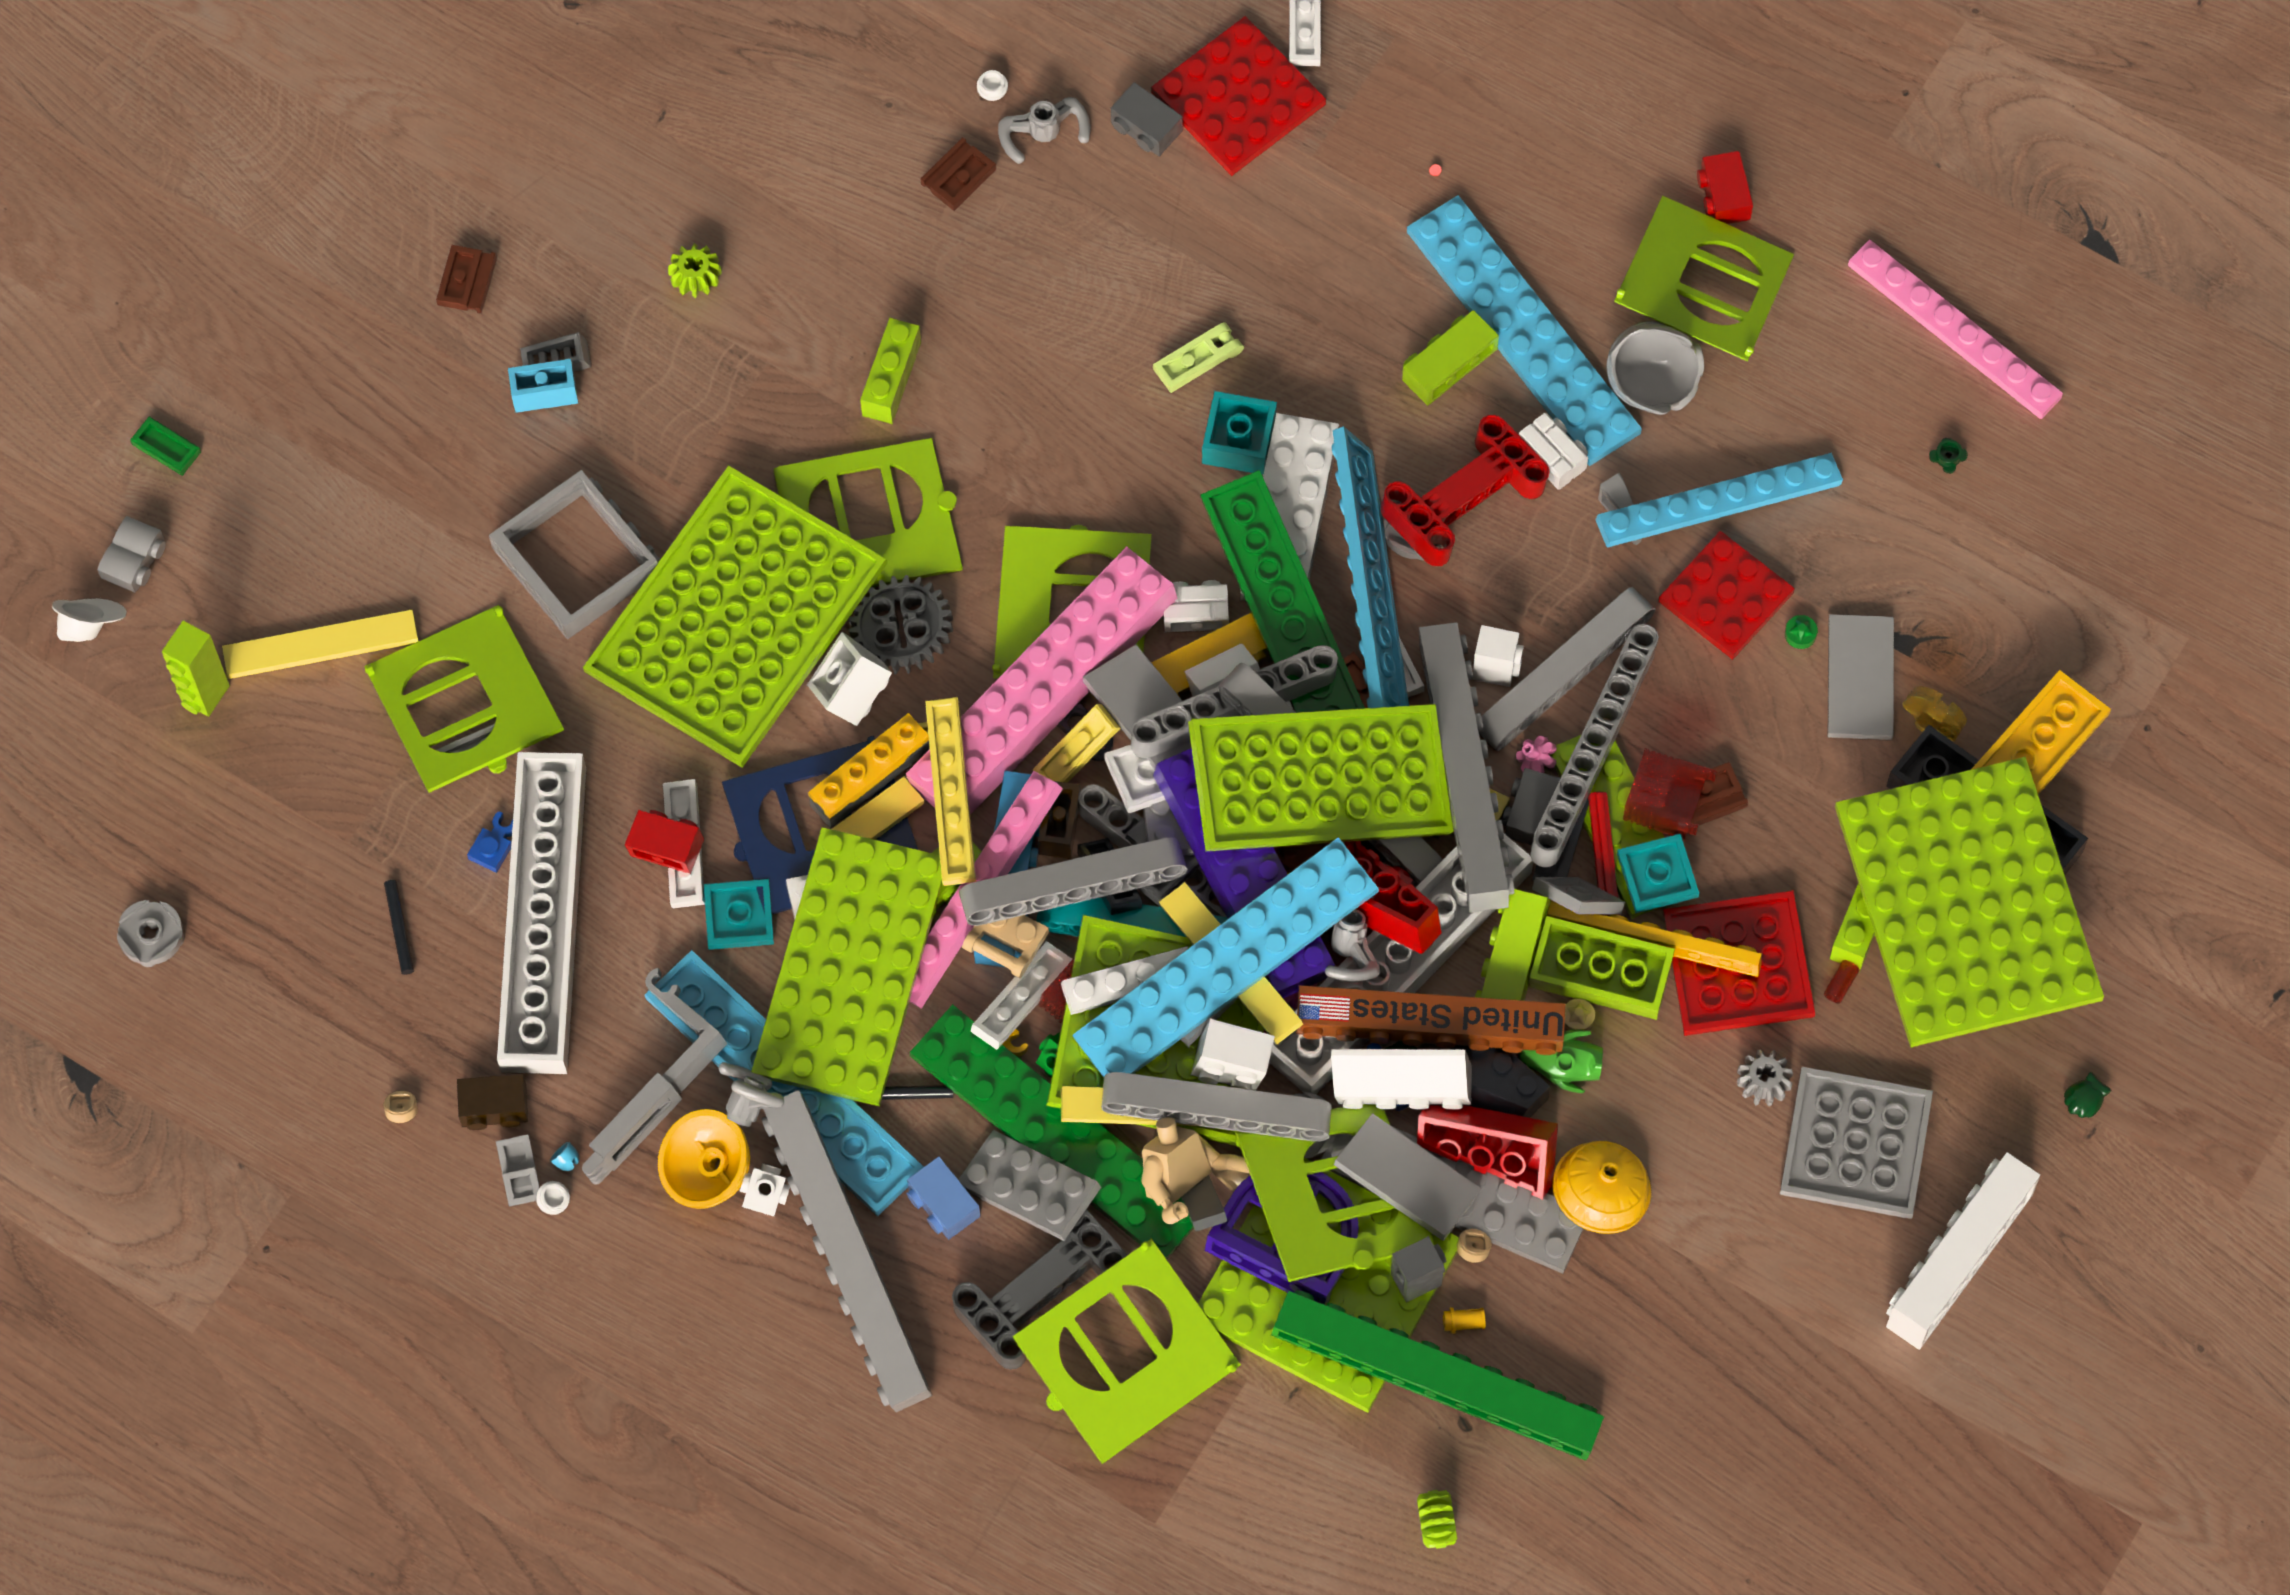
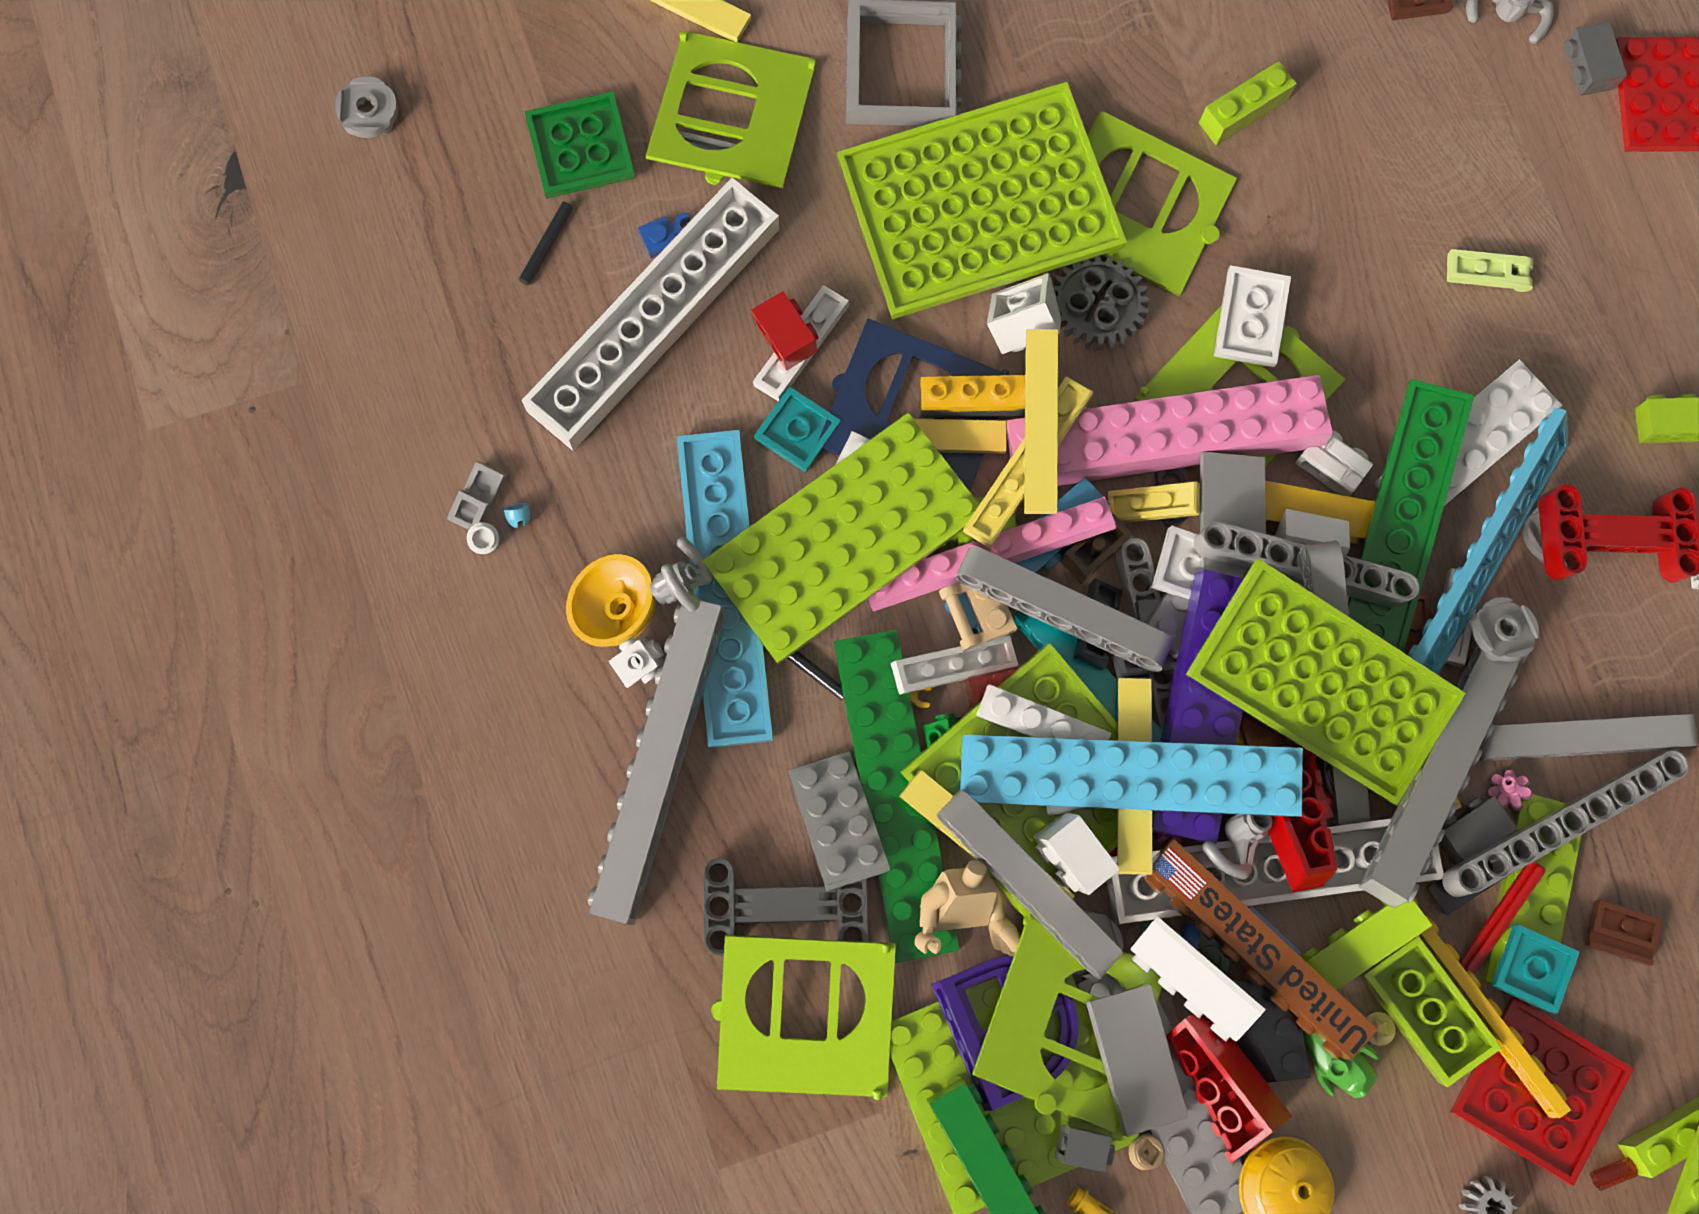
camera: 30 degrees right, 10 degrees up
(359, 825) = (579, 144): none -> green plate
(400, 1106) = (432, 379): tan tile -> none
(492, 1101) = (499, 428): dark brown brick -> none
(659, 1094) = (621, 523): light grey hinge -> none
(935, 751) = (1041, 422): none -> light yellow tile
(942, 1198) = (766, 775): medium blue brick -> none
(1035, 541) = (1252, 316): none -> white plate
(1204, 1205) = (957, 953): dark grey tile -> none
(1238, 432) = (1477, 352): teal brick -> none
(1430, 649) = (1491, 639): none -> light grey plate
(1497, 656) = (1544, 687): white brick -> none
(1578, 895) = (1456, 937): light grey tile -> none
(1666, 794) = (1593, 909): clear red piece -> none

